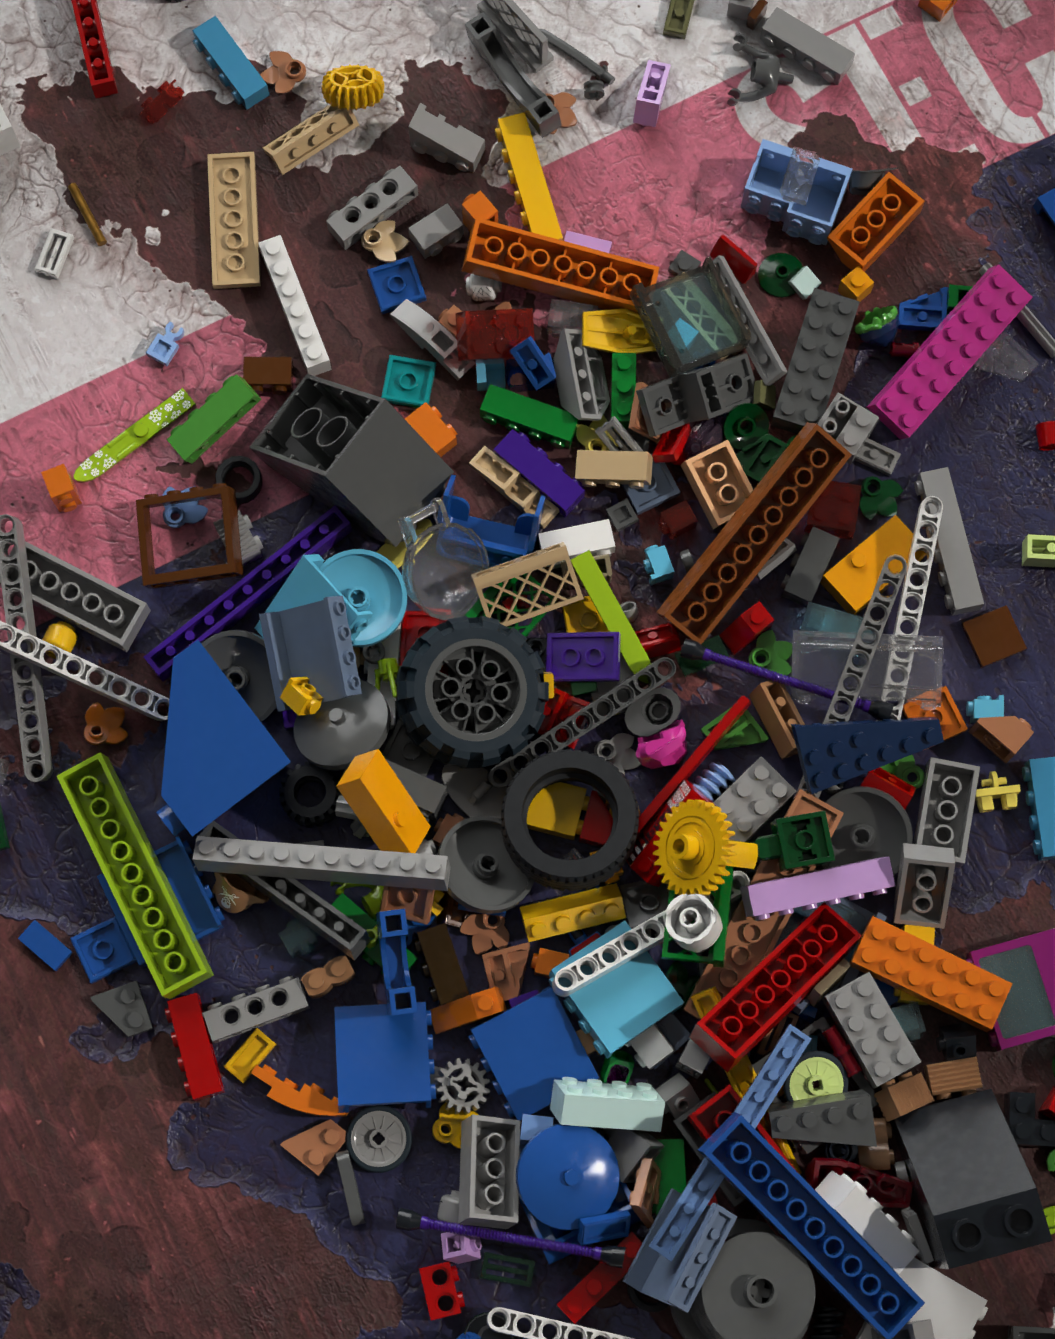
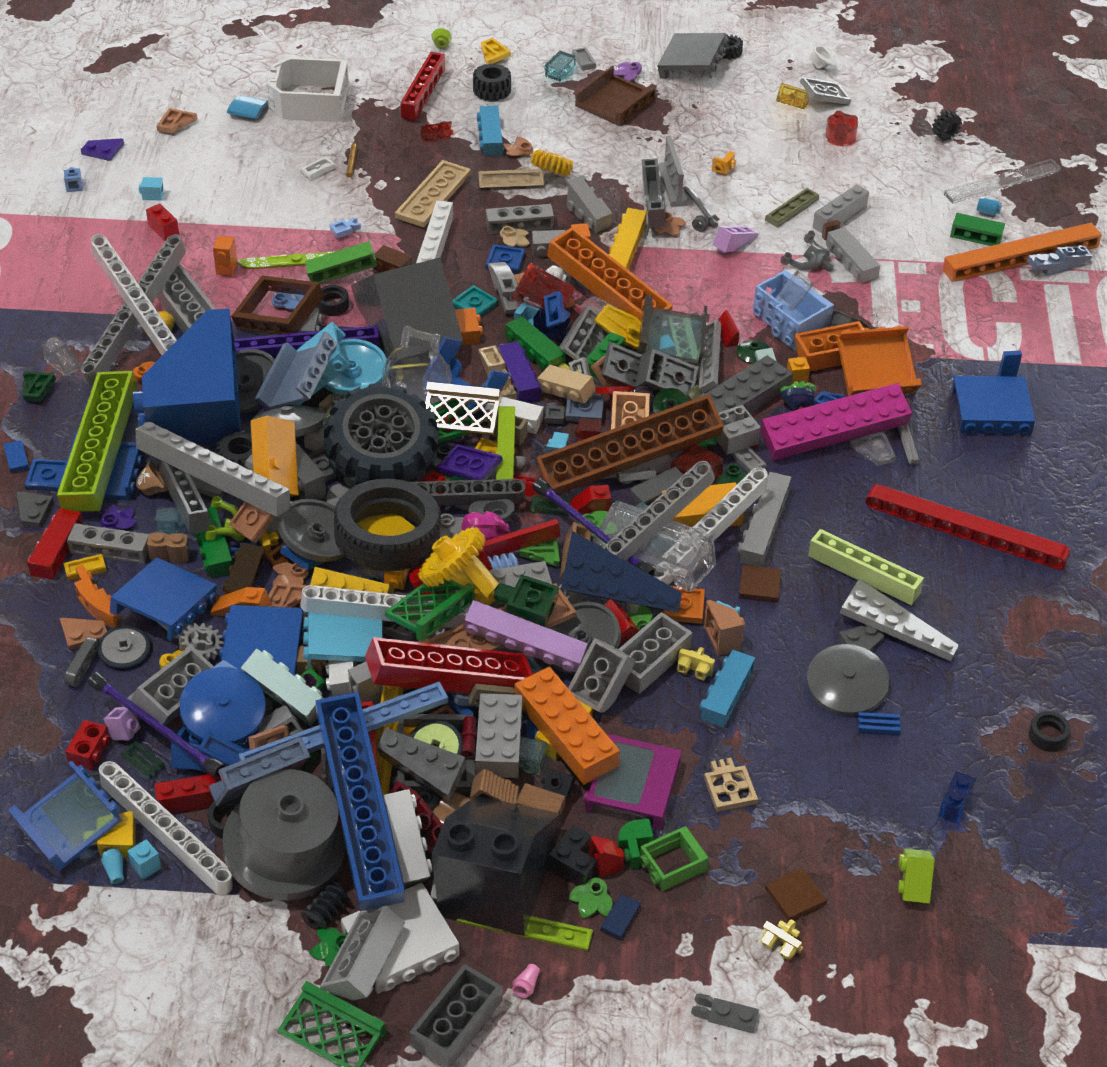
camera: 30 degrees right, 30 degrees down
(235, 962) = (117, 519): none -> dark purple plate
(301, 696) = (274, 392): yellow brick -> none
(392, 942) = (202, 555): blue arch -> none
(549, 677) = (435, 464): yellow tile -> none
(700, 934) = (418, 593): white brick -> none
(943, 228) = (877, 359): none -> orange panel

